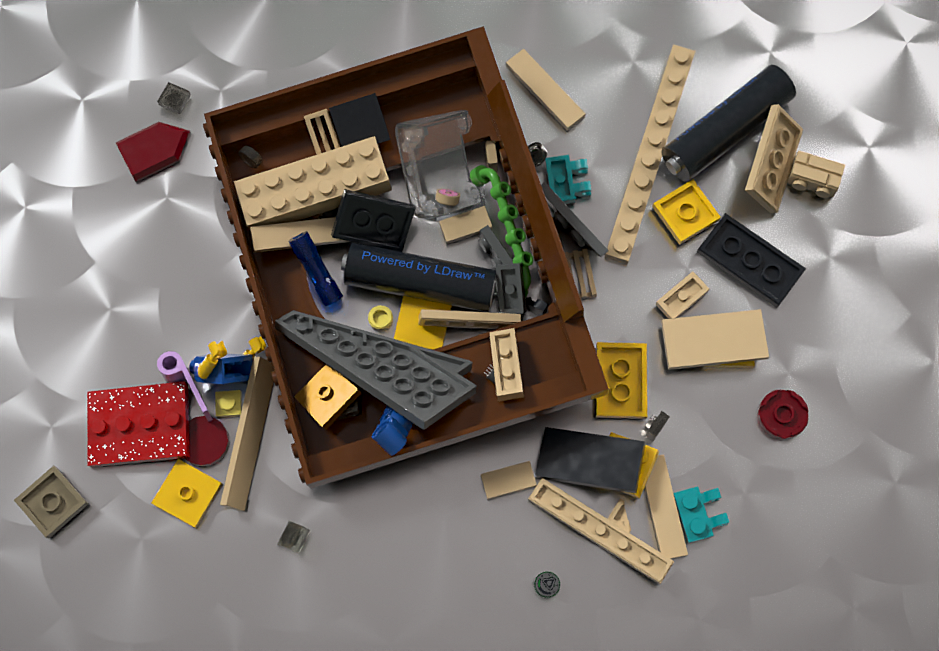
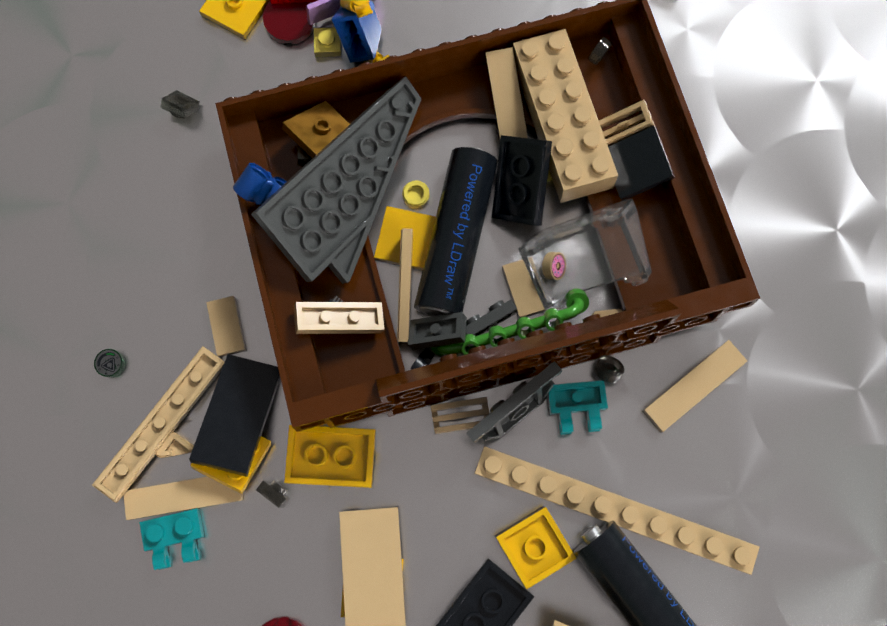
camera: 90 degrees right, 5 degrees up
(248, 435) = (279, 56): tan tile -> none
(315, 268) = (483, 108): clear blue axle -> none
(682, 296) = (428, 535): tan plate -> none

